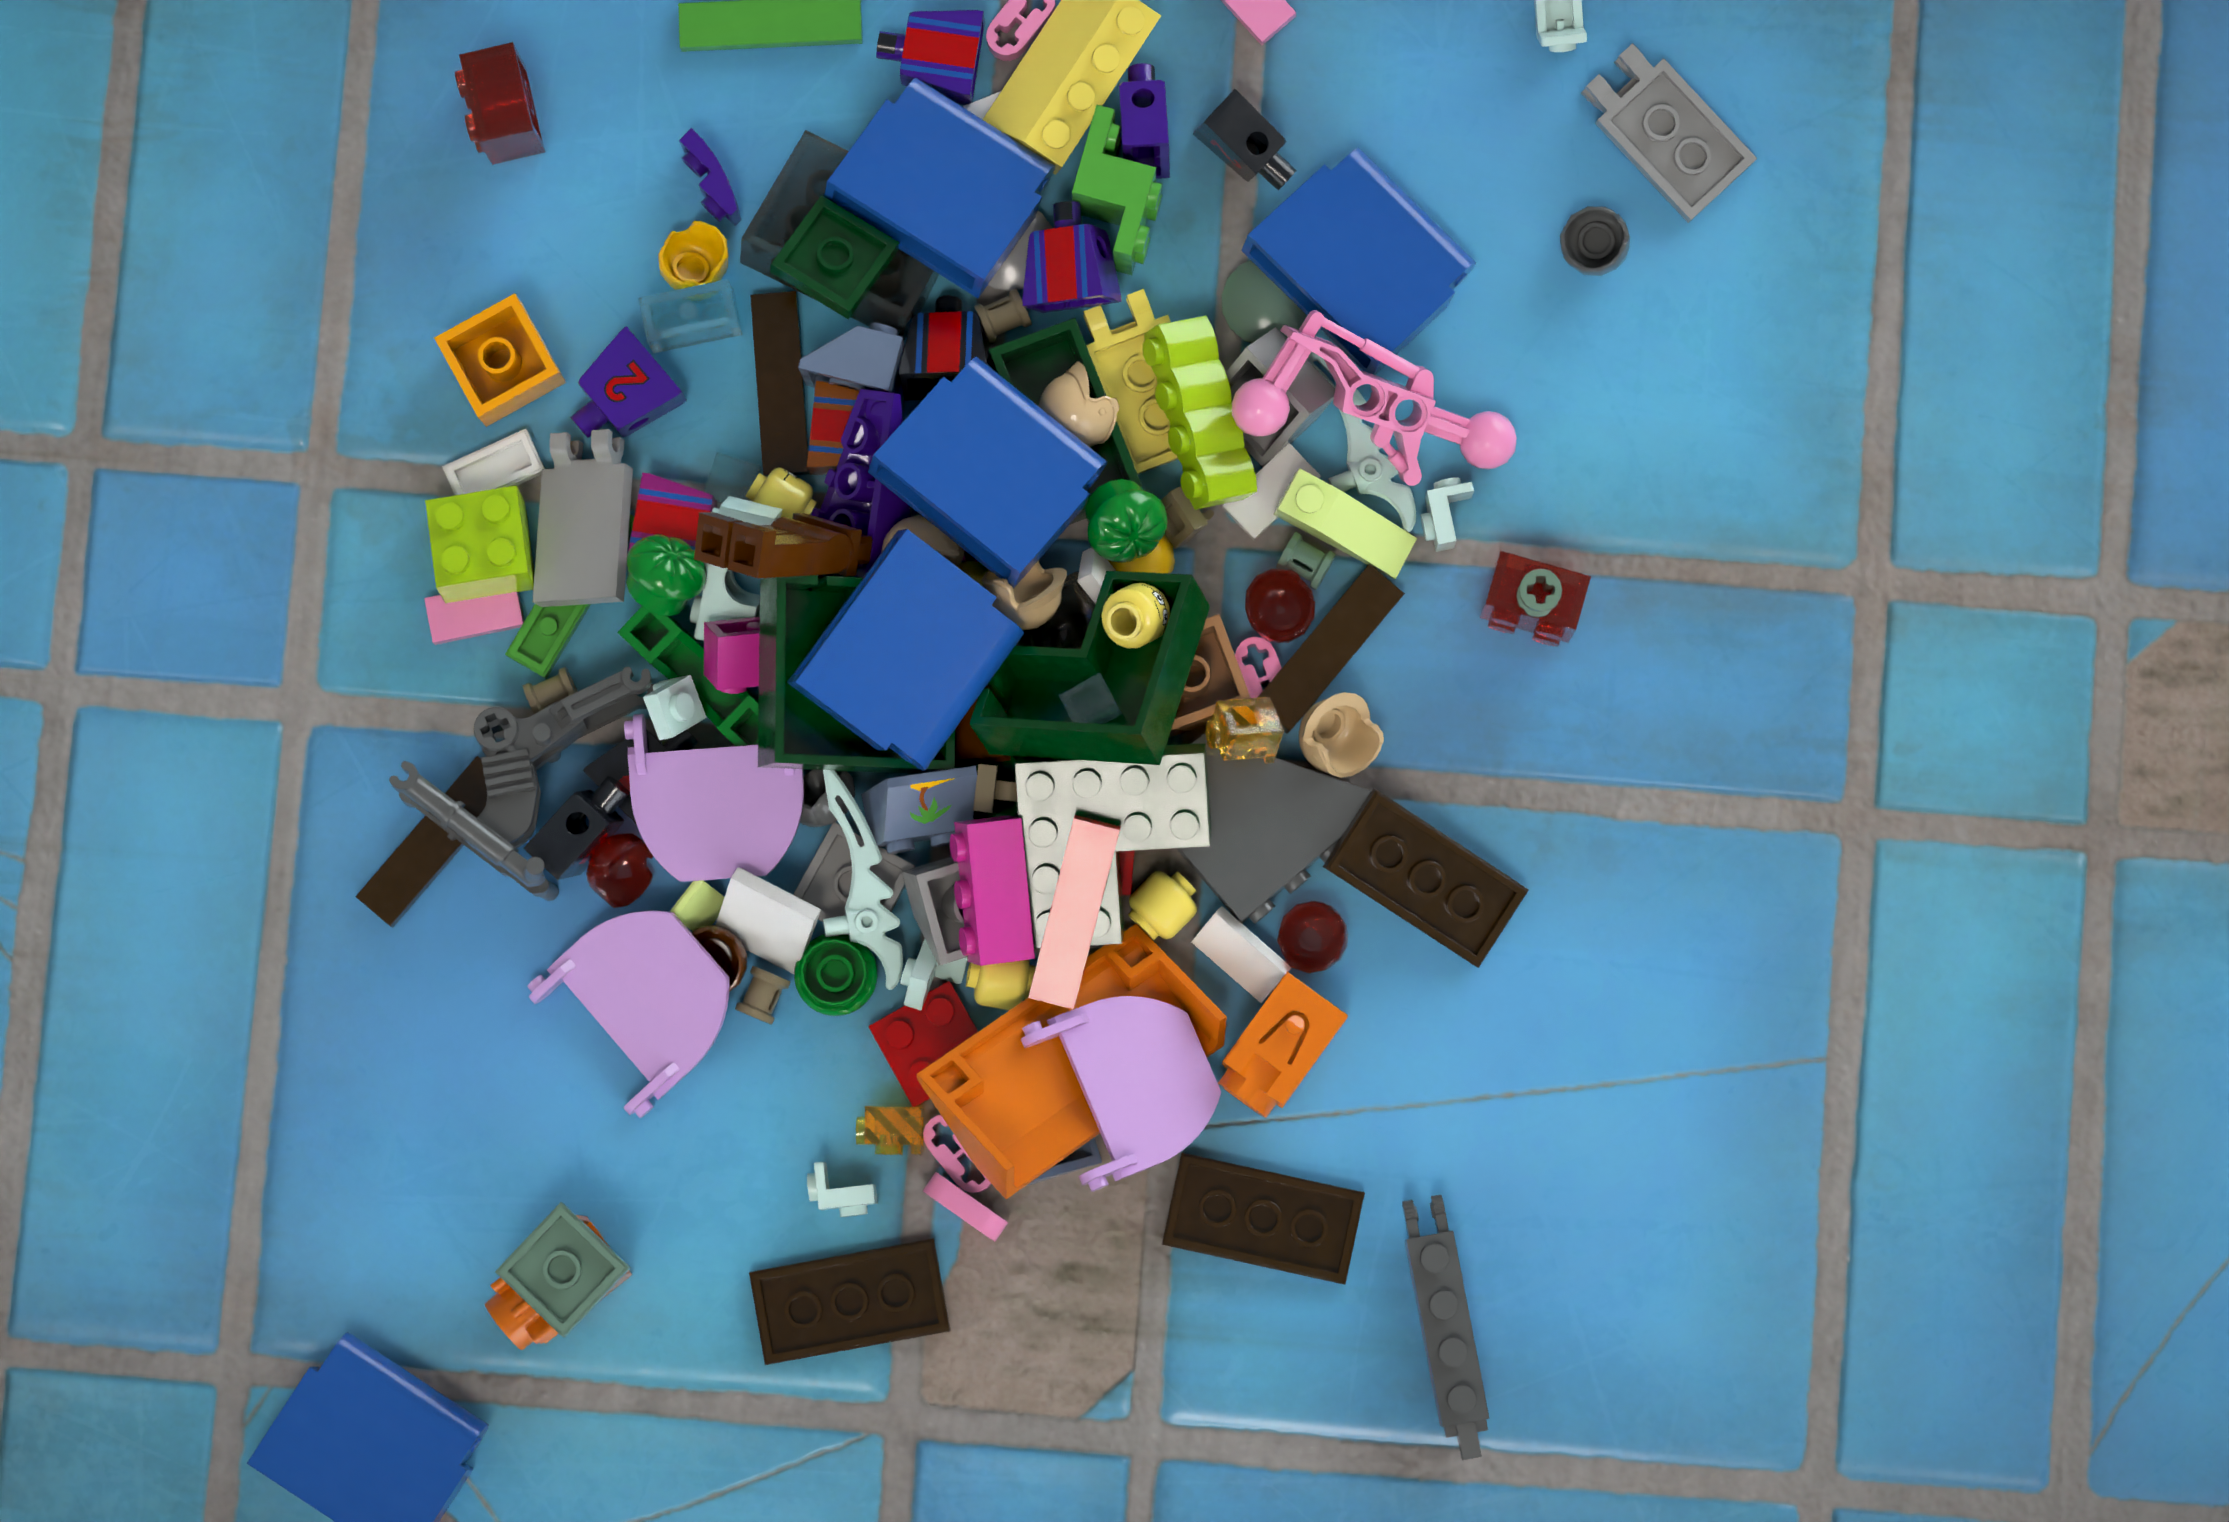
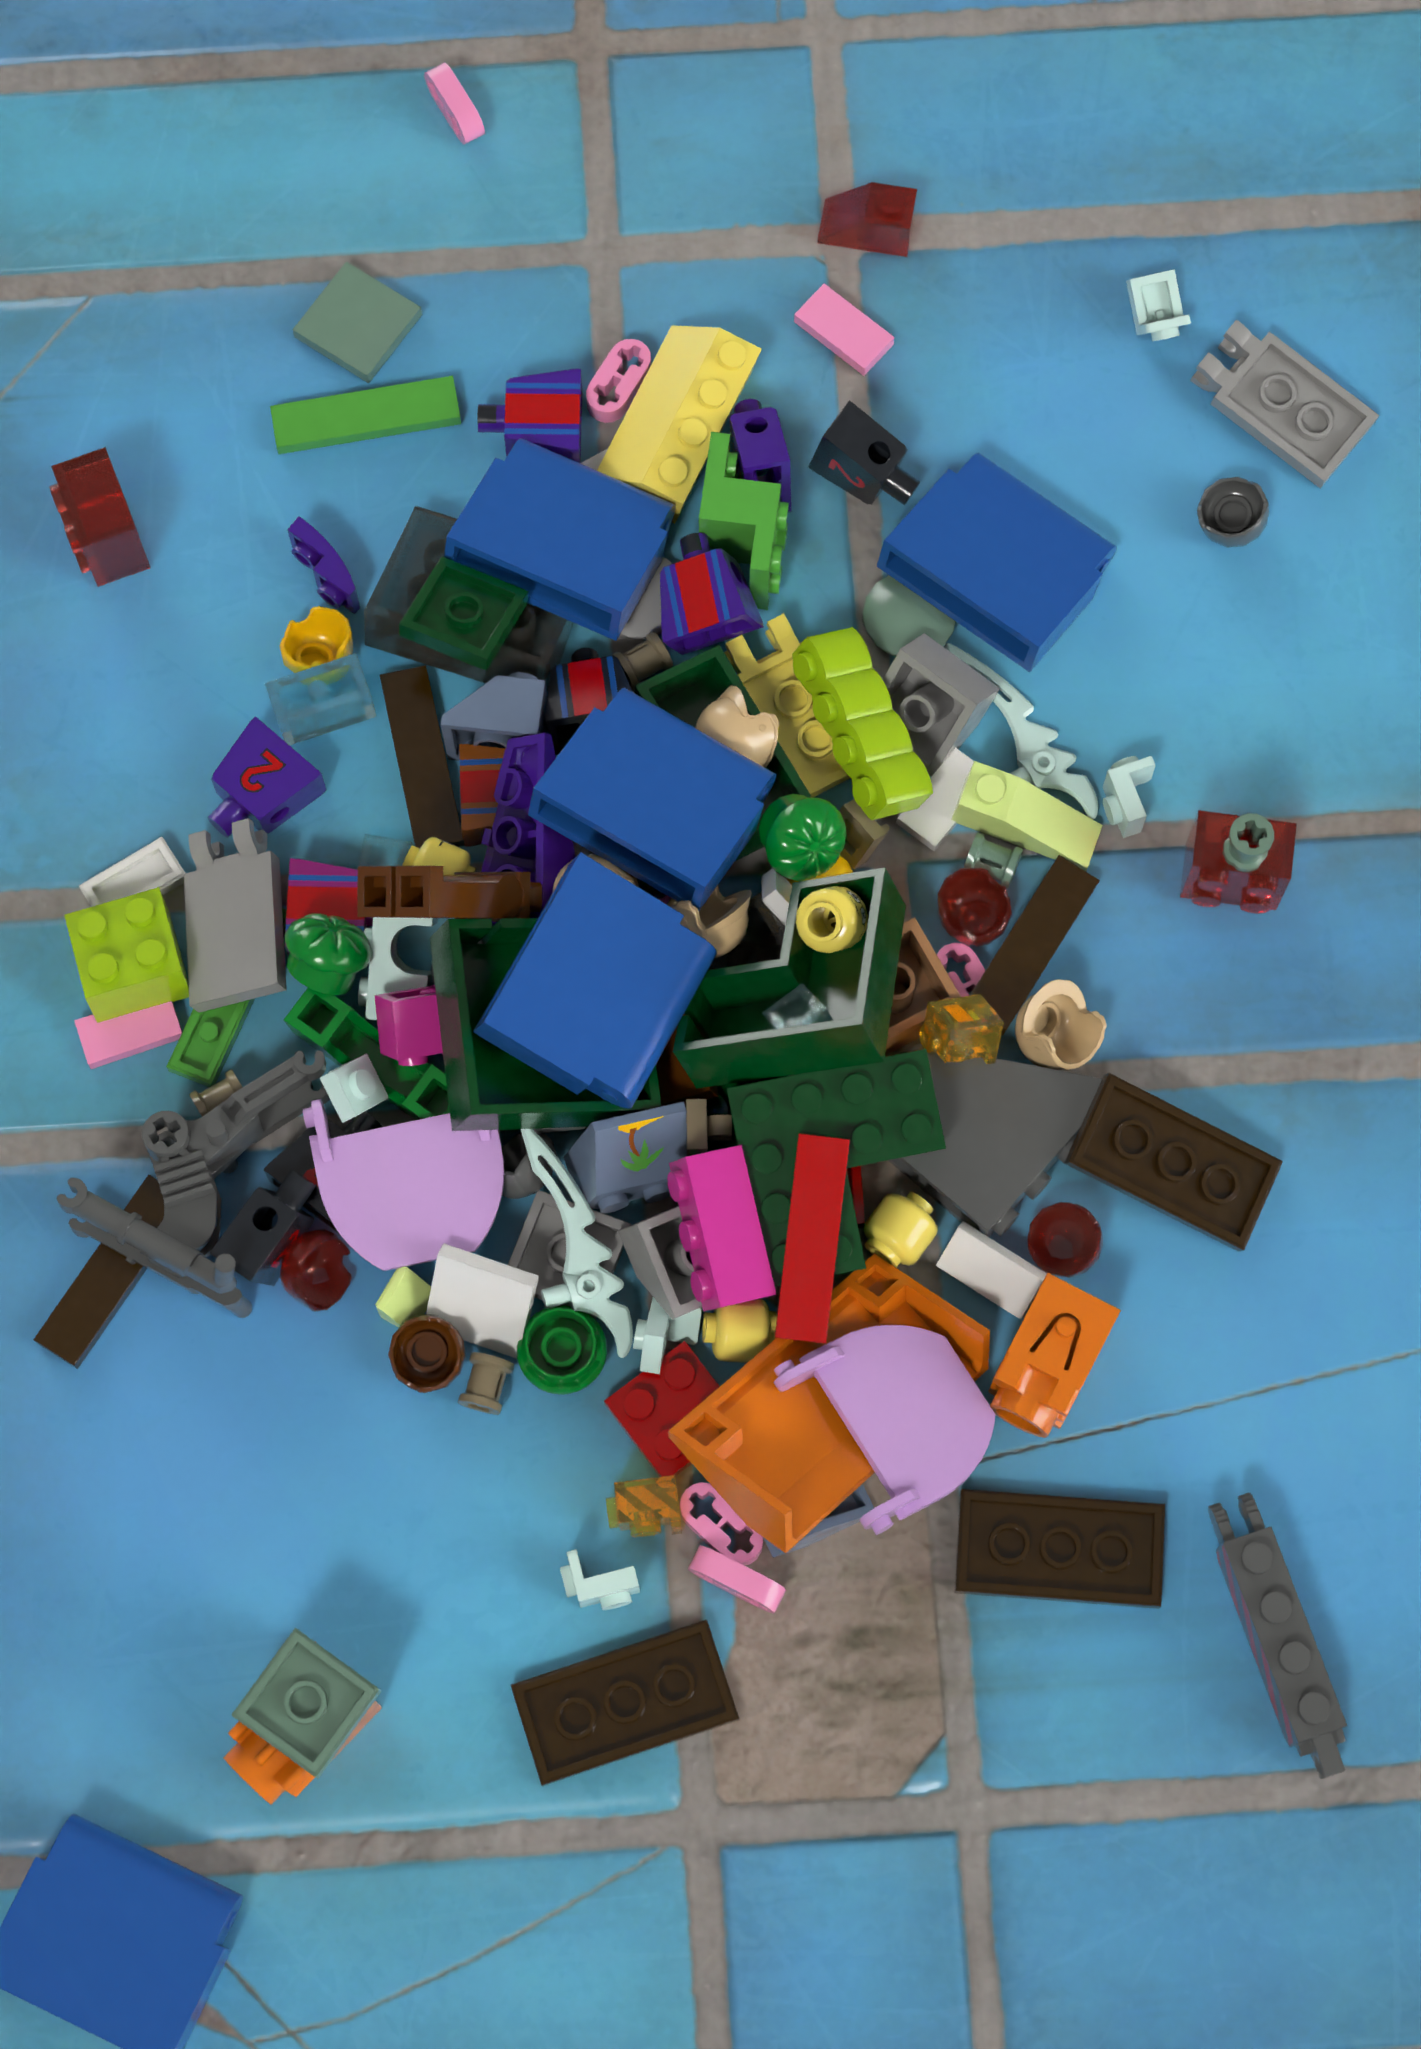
camera: 15 degrees left, 10 degrees down
(500, 360) = (127, 768): light orange brick -> none
(649, 992) = (362, 1394): lavender piece -> none
(1263, 406) = (928, 702): bright pink piece -> none

